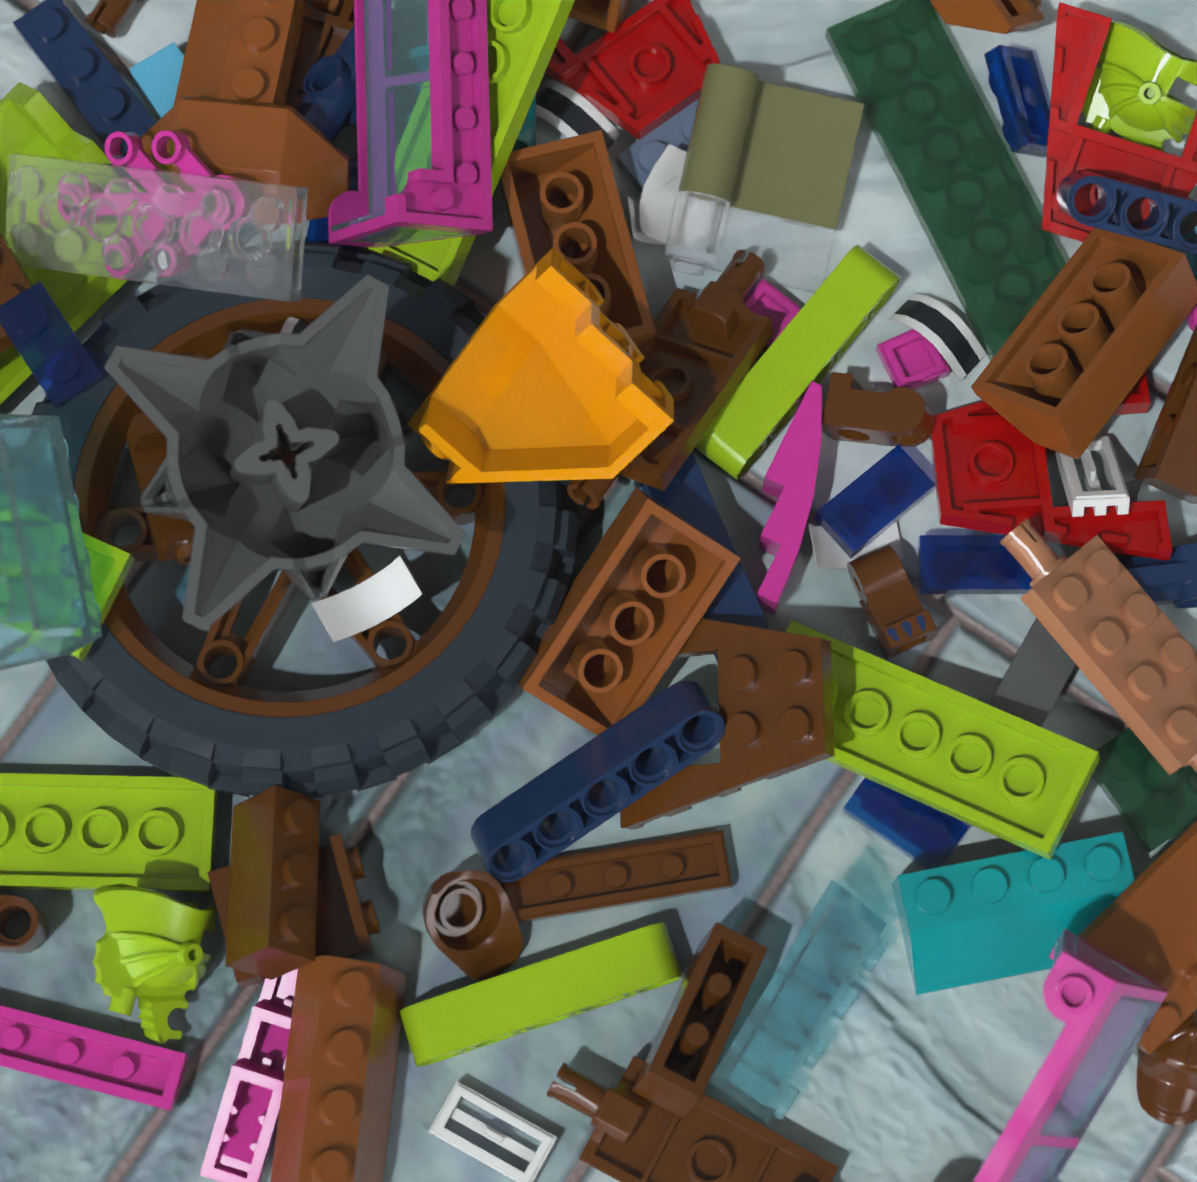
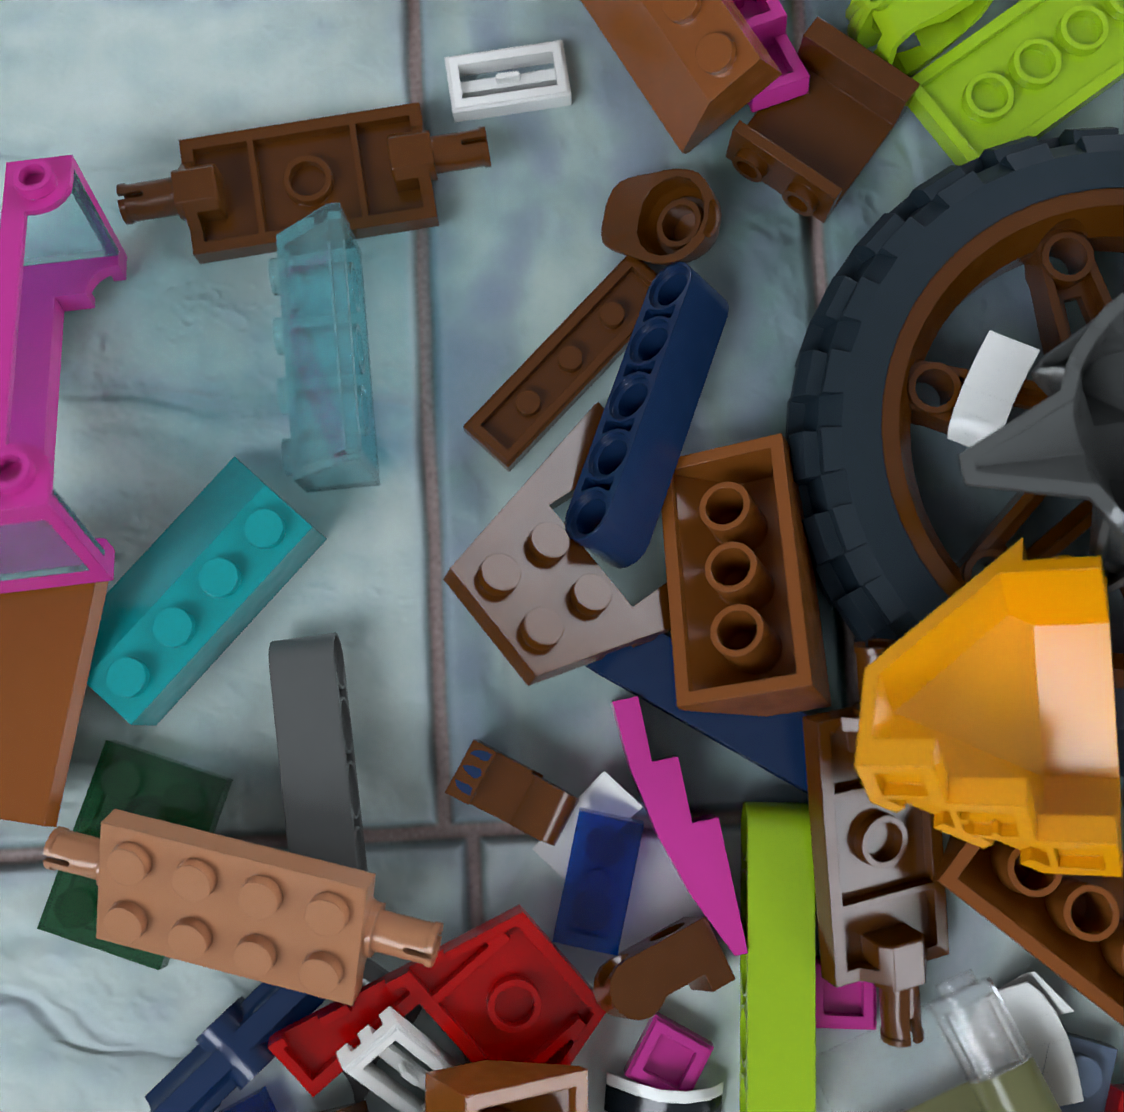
camera: 145 degrees right, 5 degrees up
(273, 883) = (856, 111): reddish brown brick -> none
(540, 994) = (554, 212): lime beam -> none
(699, 1020) = (395, 268): reddish brown brick -> none
(906, 824) = (354, 602): clear blue plate -> none
(953, 750) = (348, 680): lime plate -> none
(968, 566) = (464, 884): clear blue plate -> none

